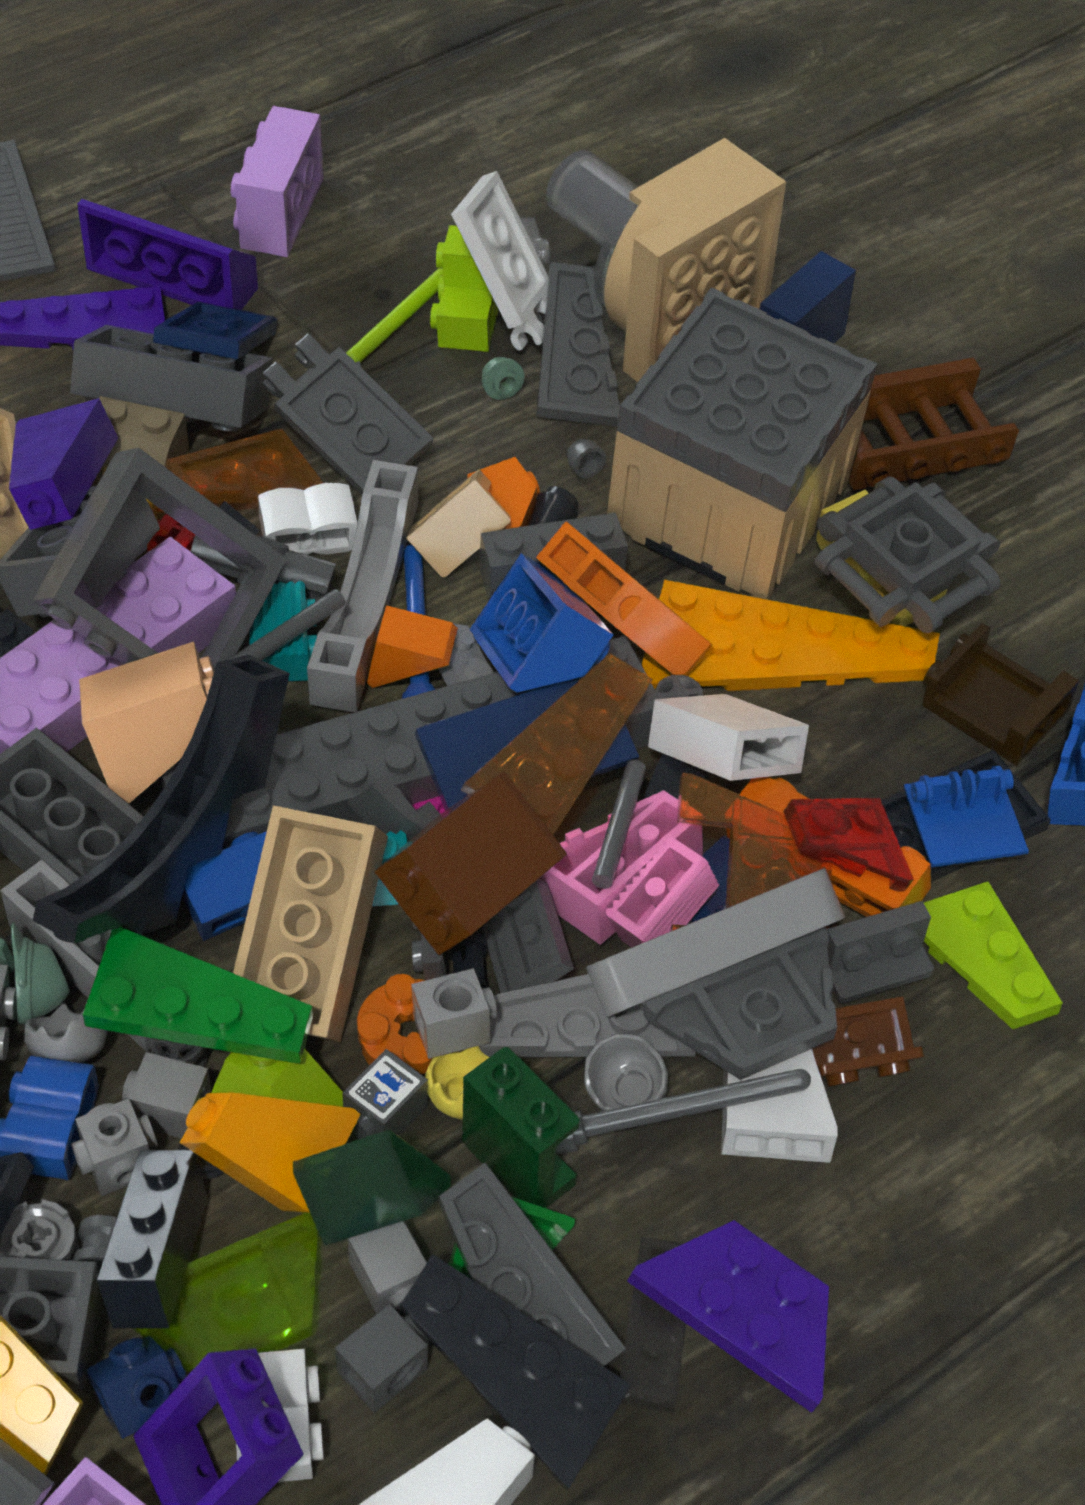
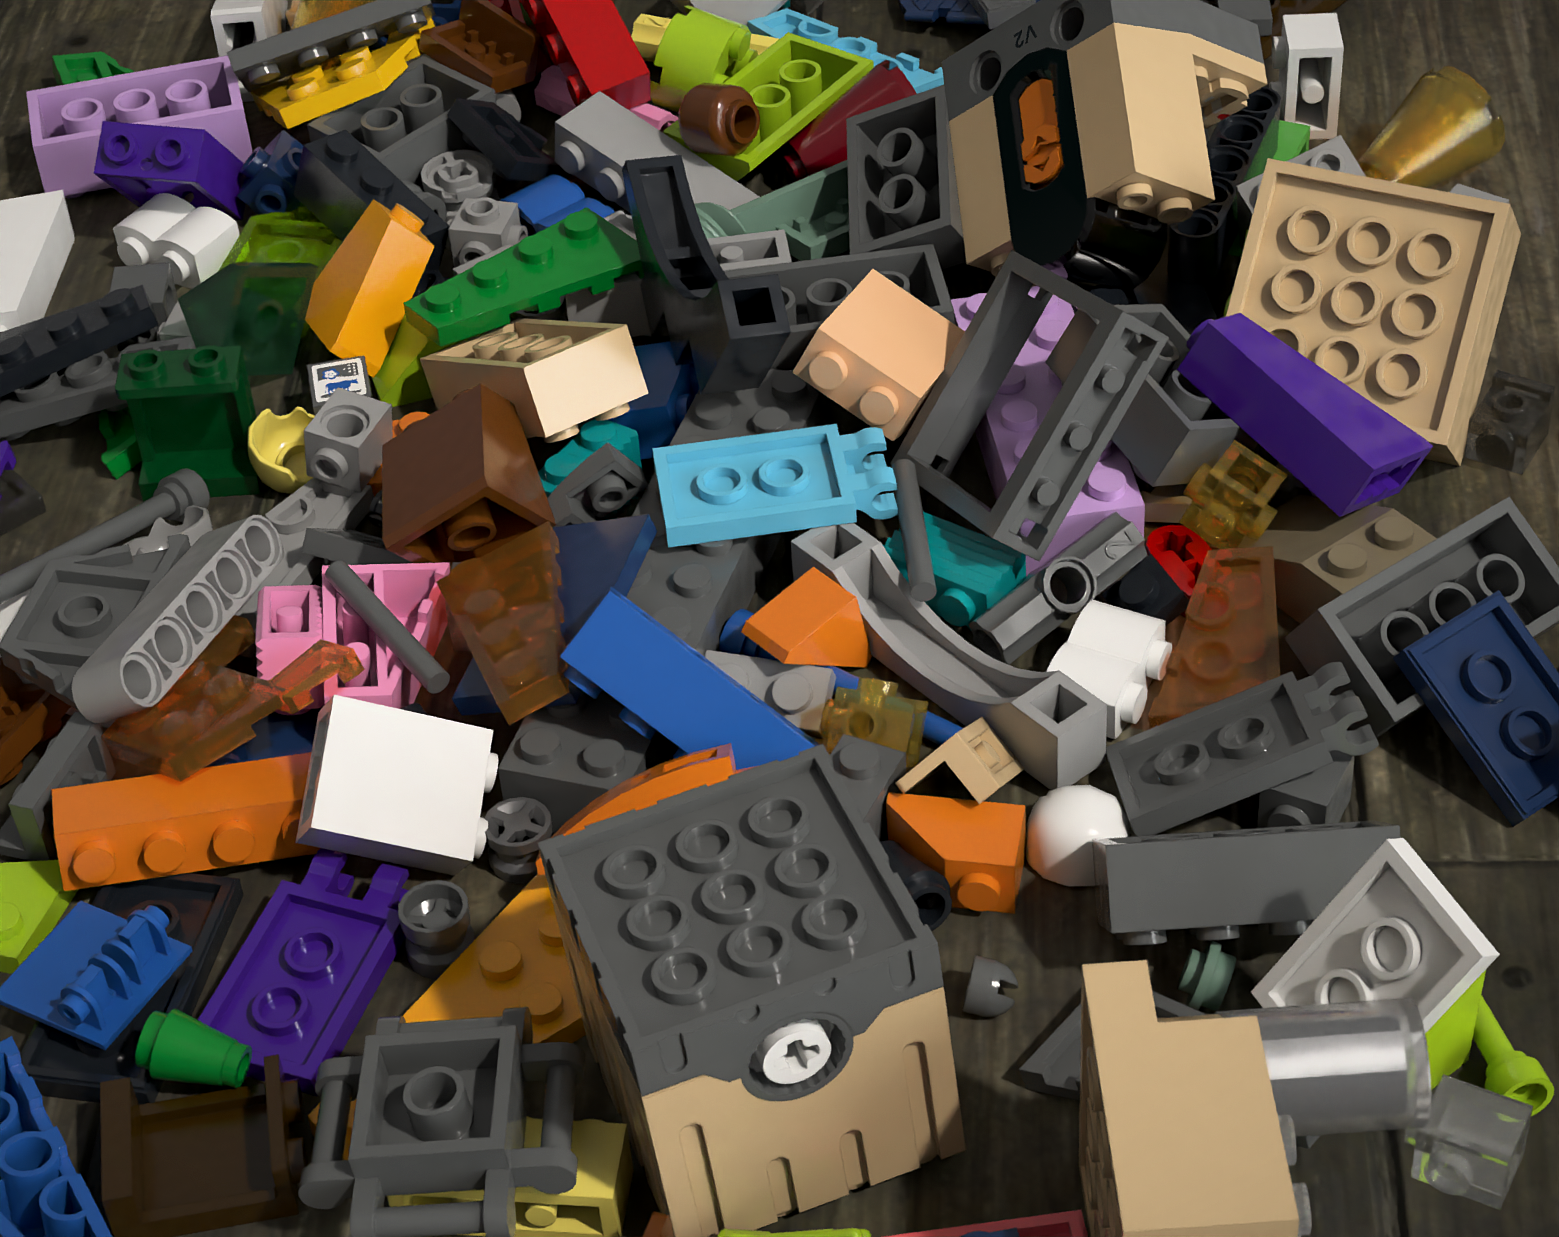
camera: 135 degrees right, 10 degrees down
(332, 713) = (772, 483): none -> medium azure tile
(441, 471) = (1063, 831): none -> white hair
(443, 364) = (1228, 878): none -> dark grey brick
(453, 582) = (896, 719): none -> clear yellow brick
(777, 687) = (435, 926): none -> dark grey wheel
(850, 835) = (145, 762): clear red wing -> none
(867, 739) = (310, 968): none -> dark purple tile
(962, 731) = (190, 1051): none -> green cone

